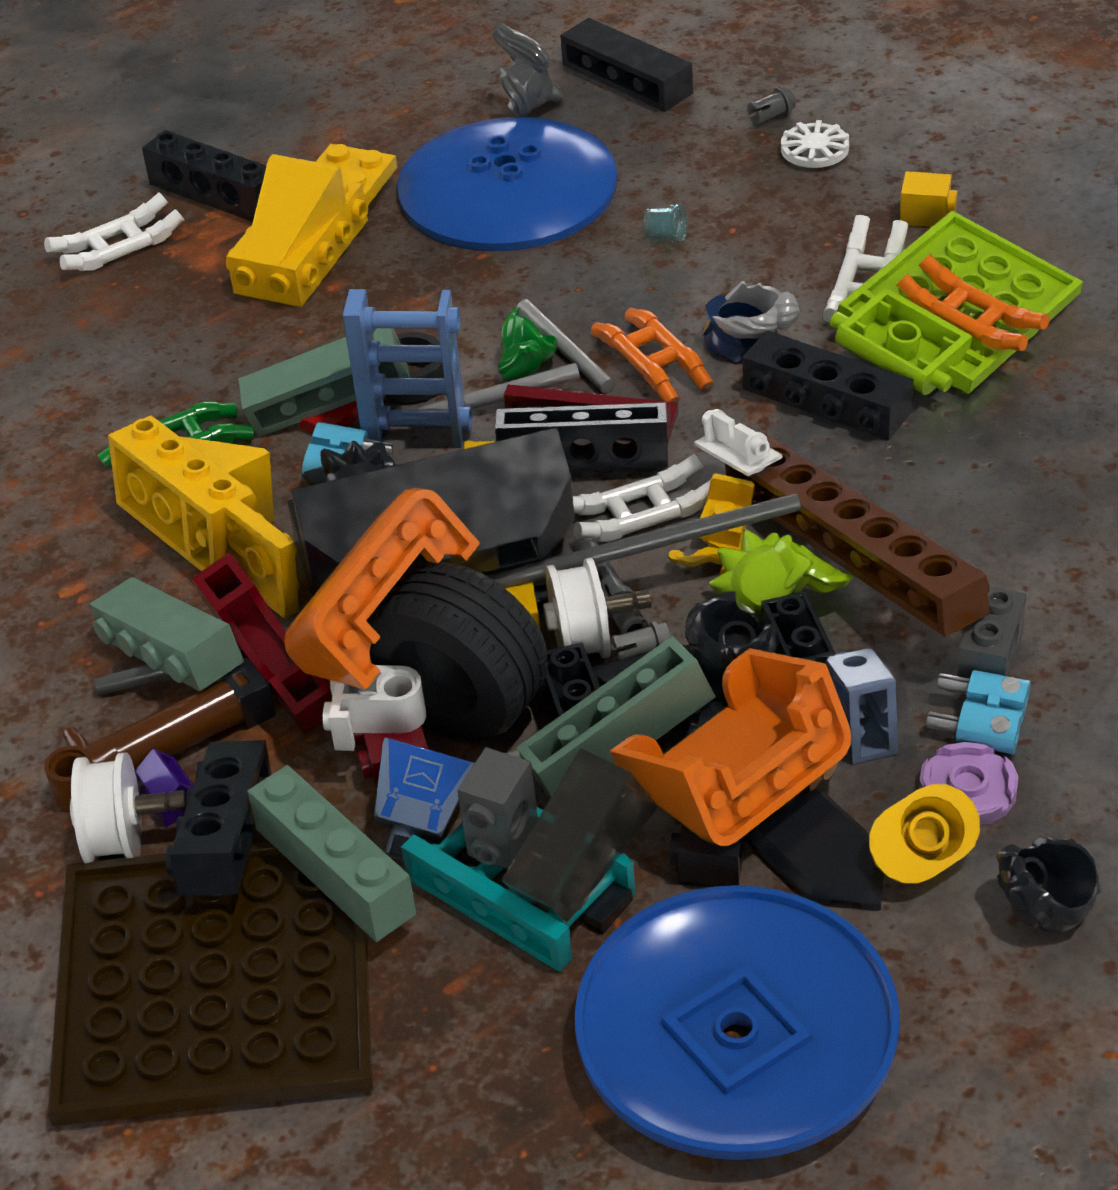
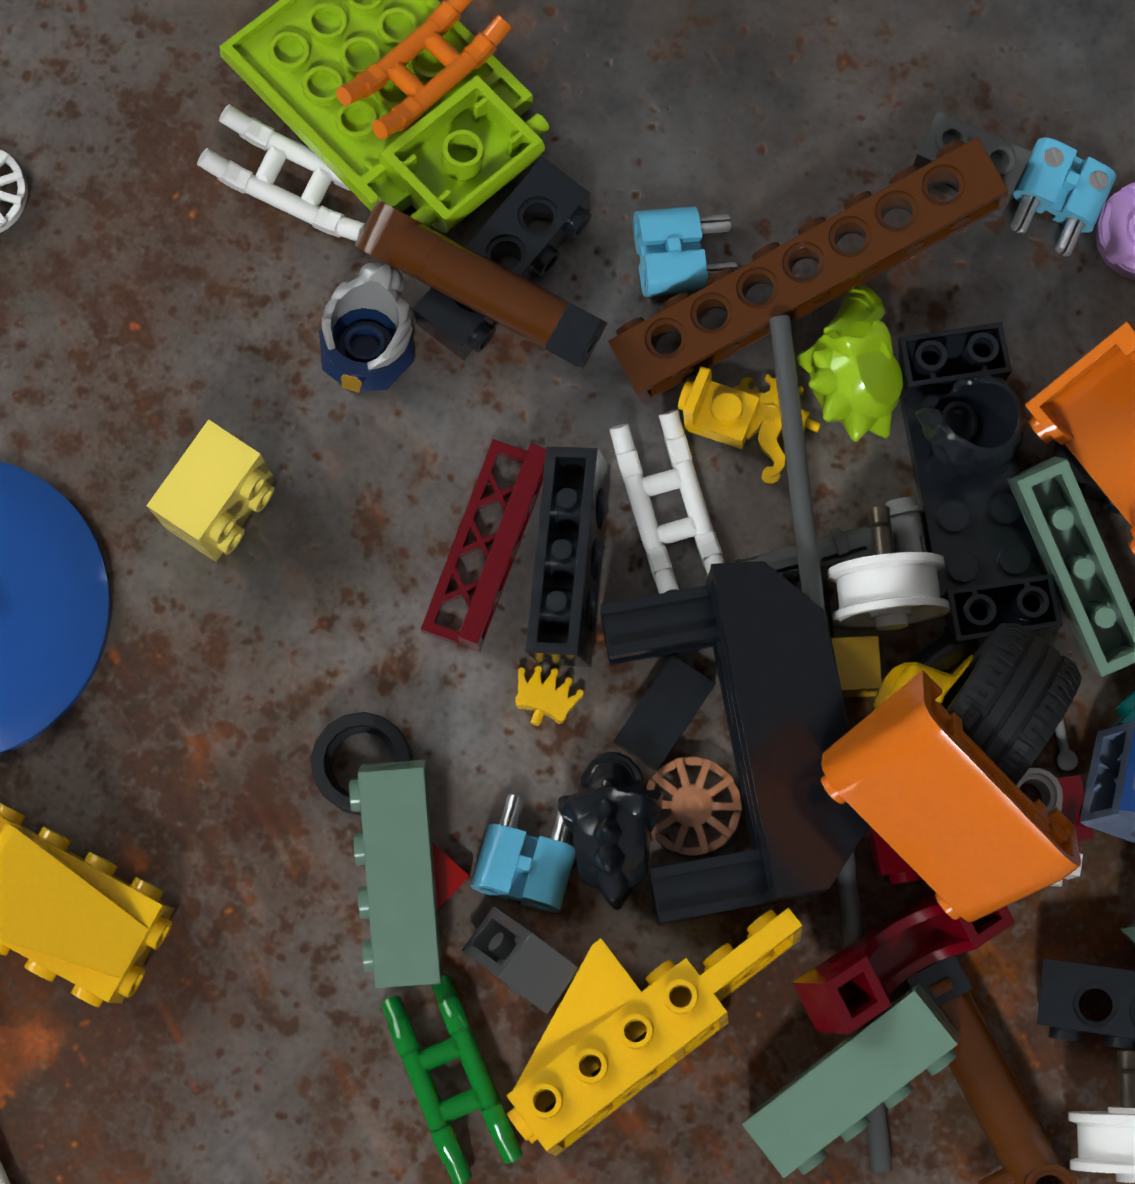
camera: 85 degrees left, 35 degrees up
(162, 774) = (1066, 1078): dark purple piece -> none
(261, 427) = (521, 960): none -> dark grey brick
(371, 387) = (455, 797): medium blue fence -> none
(496, 393) = (439, 653): light grey bar -> none
(523, 347) = (358, 610): green hair -> none
(567, 347) = (343, 564): light grey bar -> none
(601, 255) = (213, 492): none -> light yellow brick
(651, 365) = (373, 484): orange piece -> none
(666, 222) = (122, 406): clear light blue piece -> none
(735, 444) = (654, 374): white hinge -> none
(760, 395) = (480, 284): none -> reddish brown piece
(866, 471) = (672, 249): none -> medium azure piece
(870, 689) = (1065, 304): sand blue torso -> none
(926, 198) = (154, 74): yellow brick -> none

